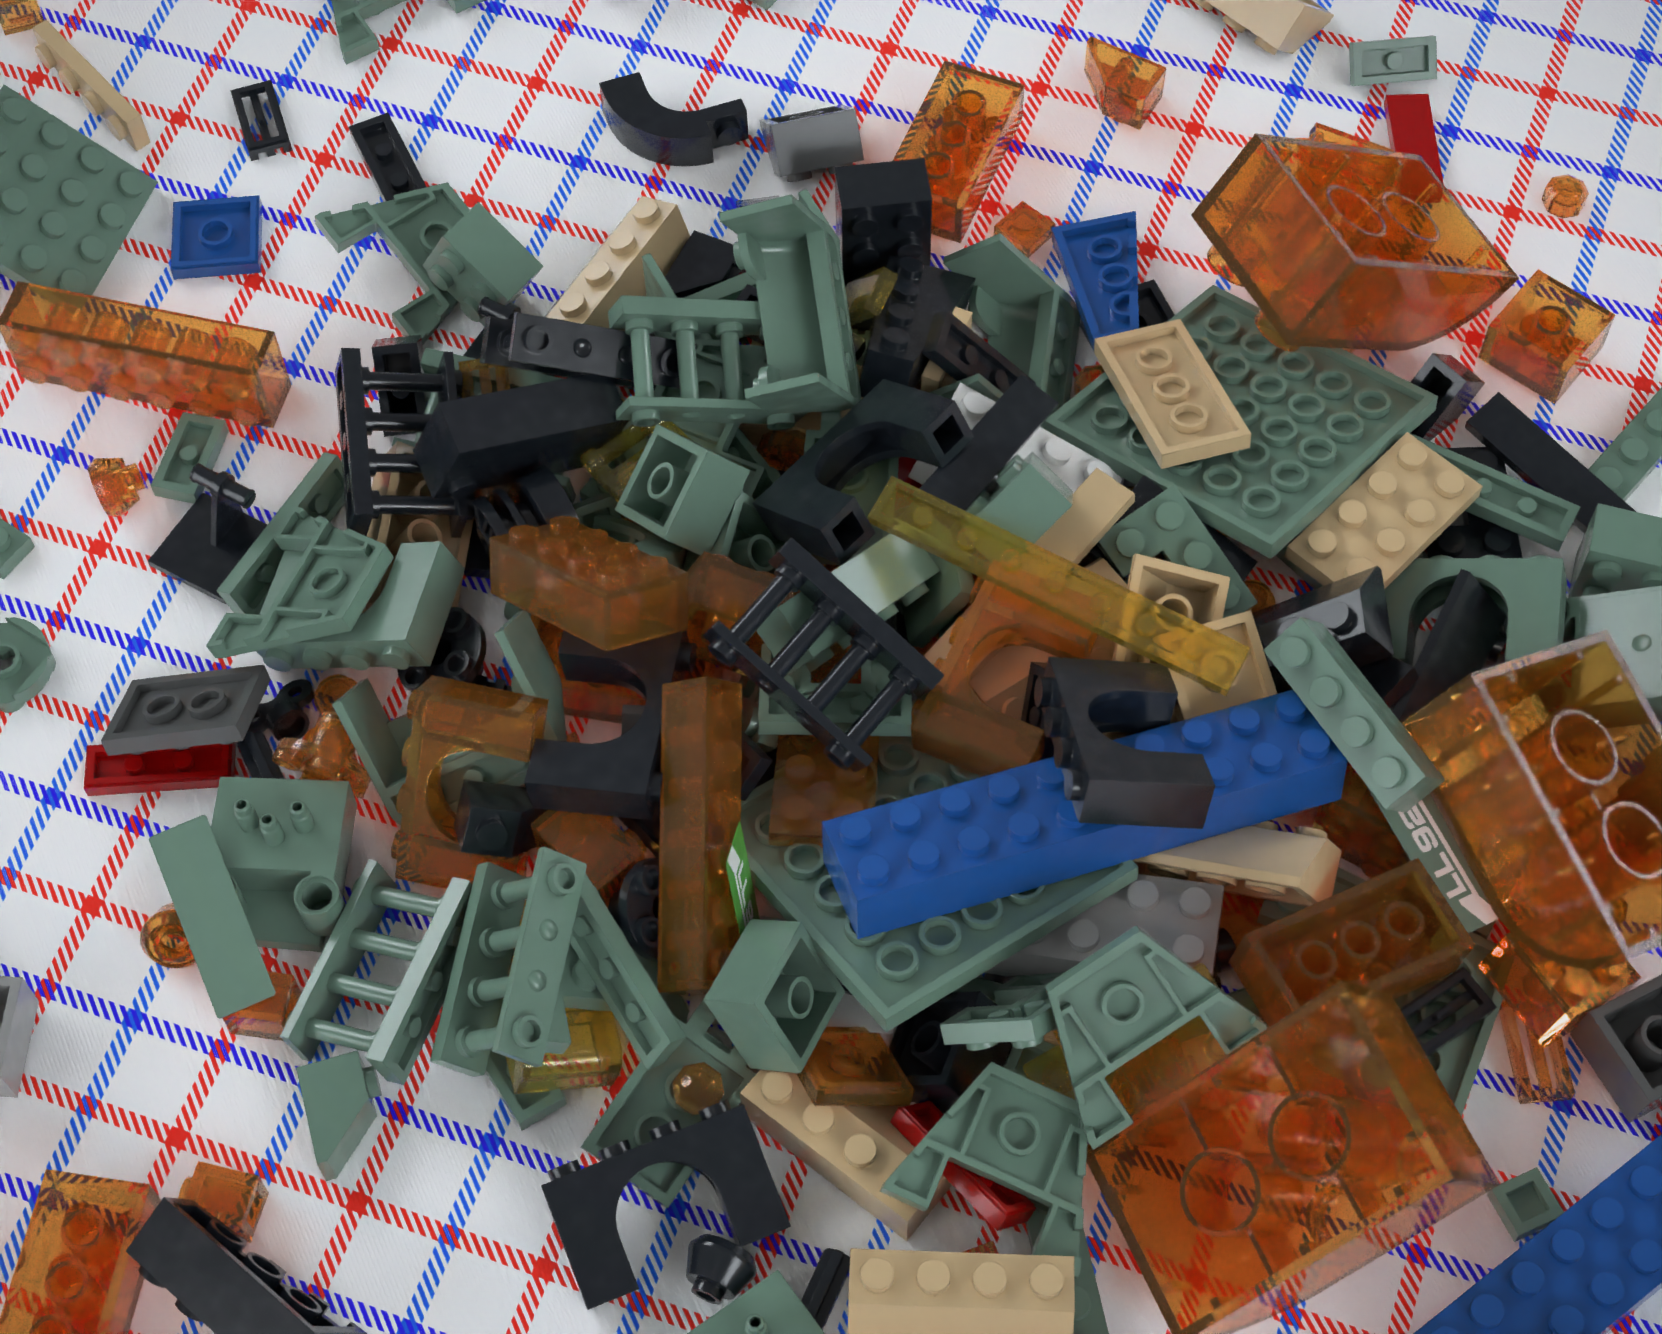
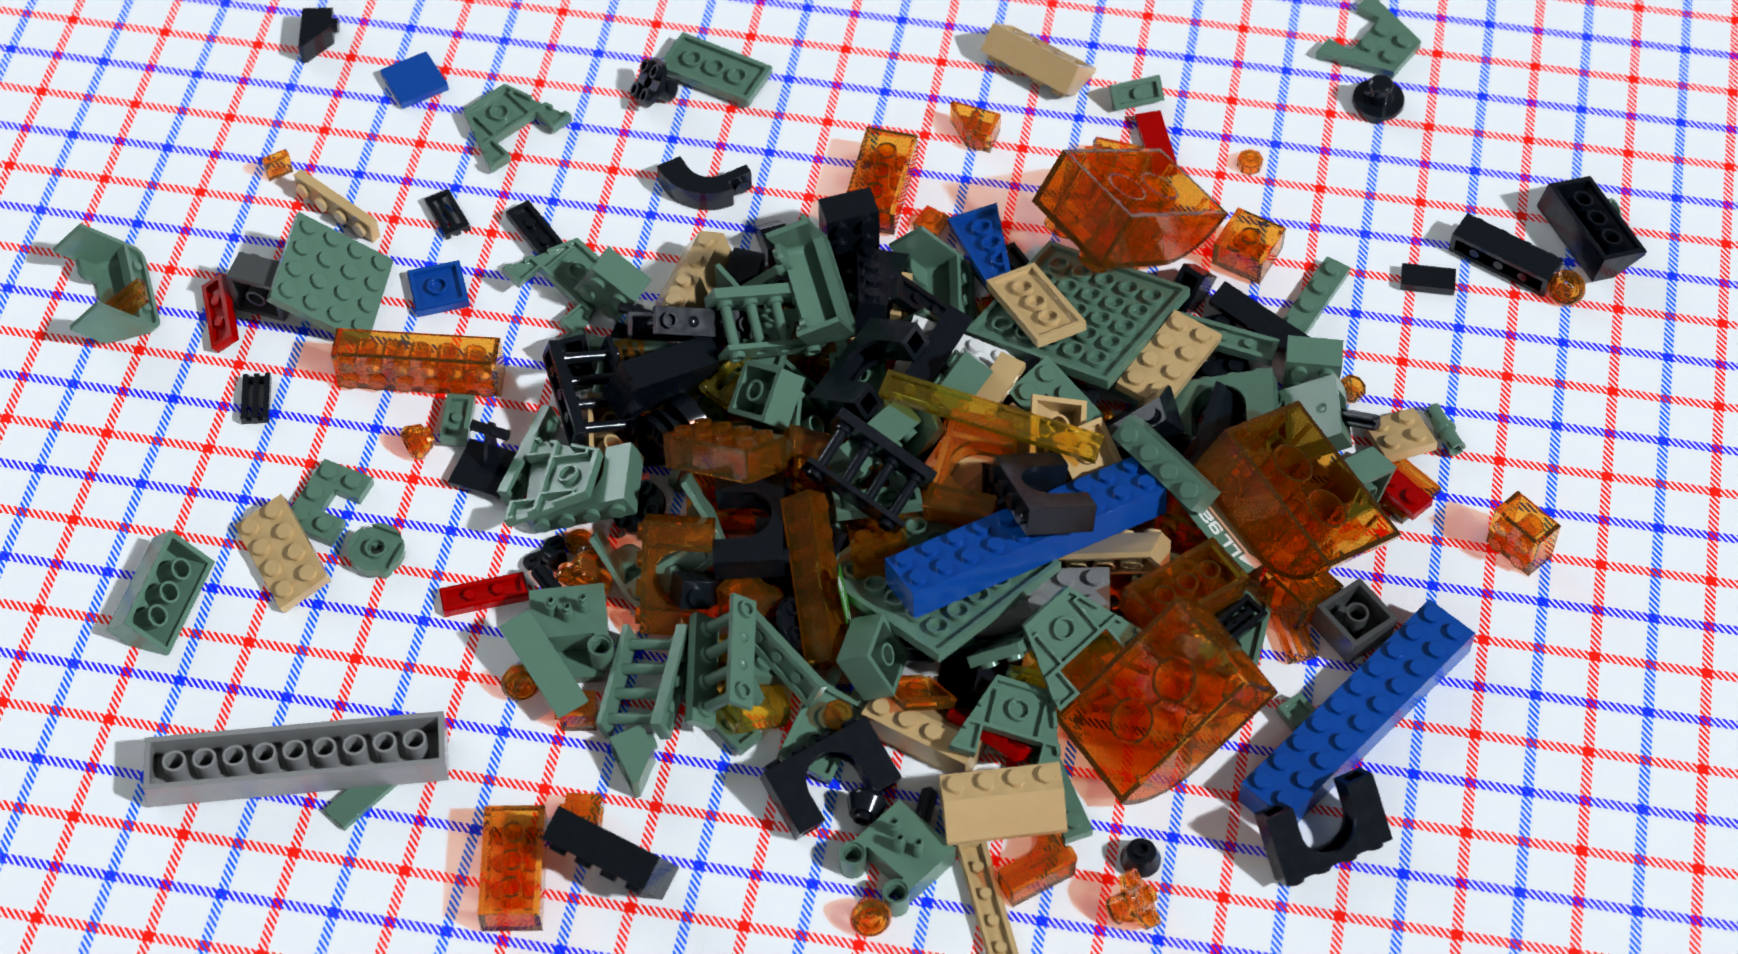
camera: 10 degrees left, 5 degrees down
(186, 710) = (496, 559): dark grey plate -> none
(812, 141) = (793, 184): dark grey slope -> none
(869, 294) = (852, 269): clear yellow tile -> none

